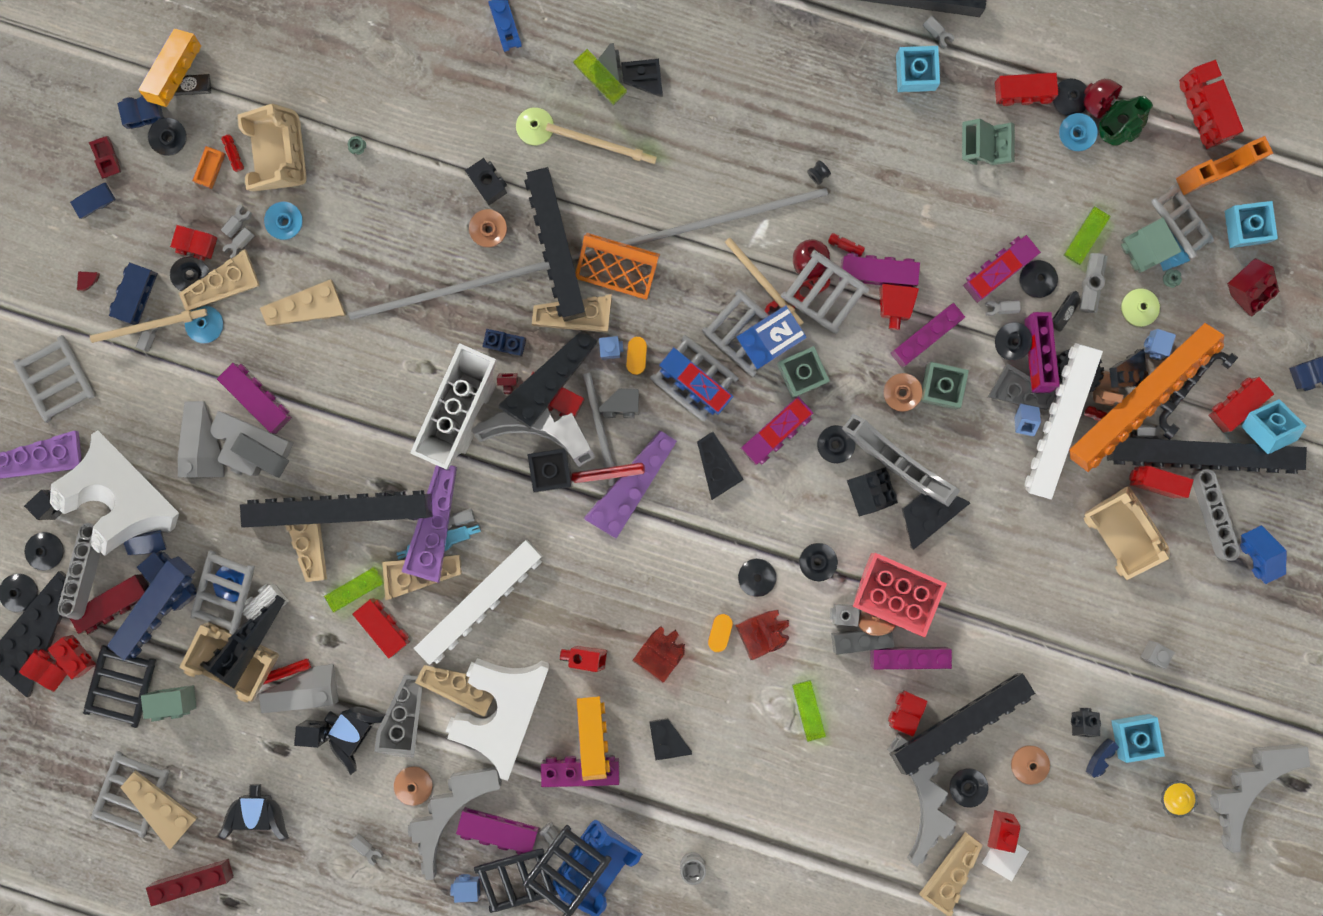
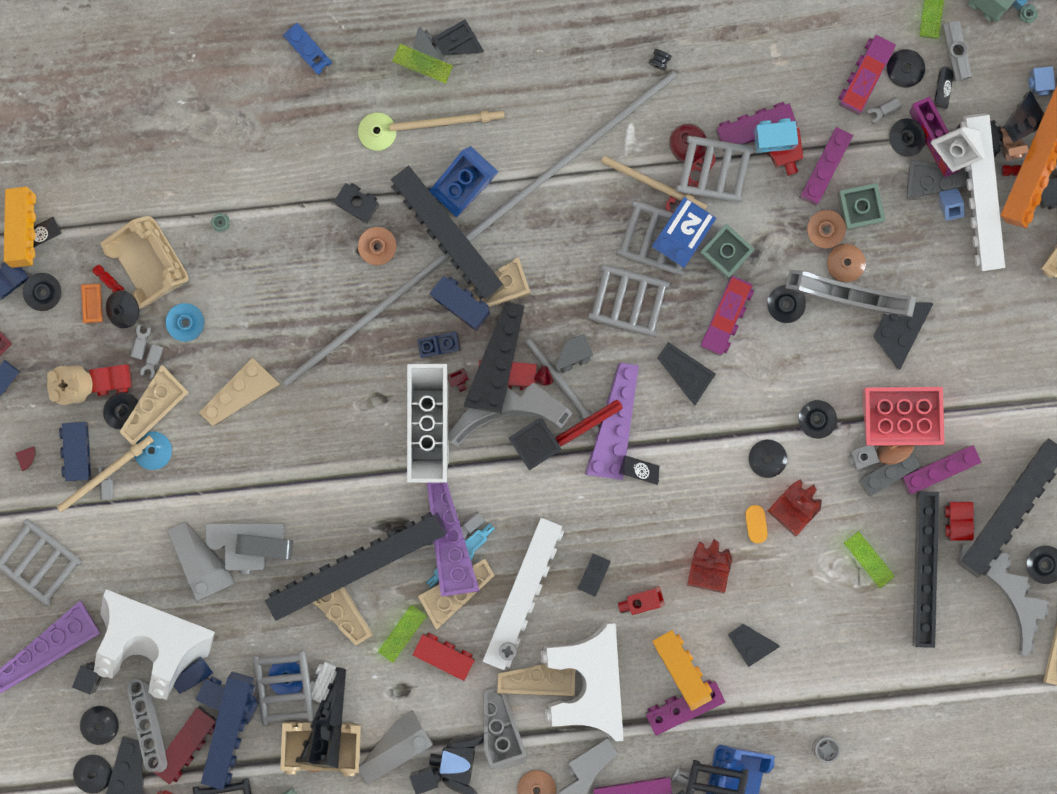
camera: 20 degrees left, 0 degrees up
(151, 229) = (69, 384): none -> tan brick
(232, 184) = (128, 309): none -> black dish
(255, 398) = (232, 498): magenta brick -> none
(288, 670) = (374, 734): red axle -> none
(433, 650) = (504, 646): none -> light grey bush
(539, 311) = (460, 302): none -> dark blue brick
(551, 613) = (594, 574): none -> black brick
(585, 413) = (543, 376): none -> dark red tile
(592, 203) = (463, 181): none -> blue slope
(610, 347) = (540, 306): medium blue brick -> none
(617, 249) = (512, 211): orange fence -> none
(635, 536) = (640, 470): none -> black slope
(636, 355) = (566, 303): light orange tile -> none
(696, 381) = (632, 303): blue brick -> none
(846, 244) = (714, 115): red axle -> none
(856, 744) = (925, 569): none -> black brick
(872, 491) = (838, 332): black slope -> none
(895, 285) = (775, 136): none -> medium azure brick
(897, 433) = (836, 265): none -> nougat dish
(1062, 369) = (960, 148): none -> white slope
(1132, 309) = (1002, 57): yellowish green dish -> none

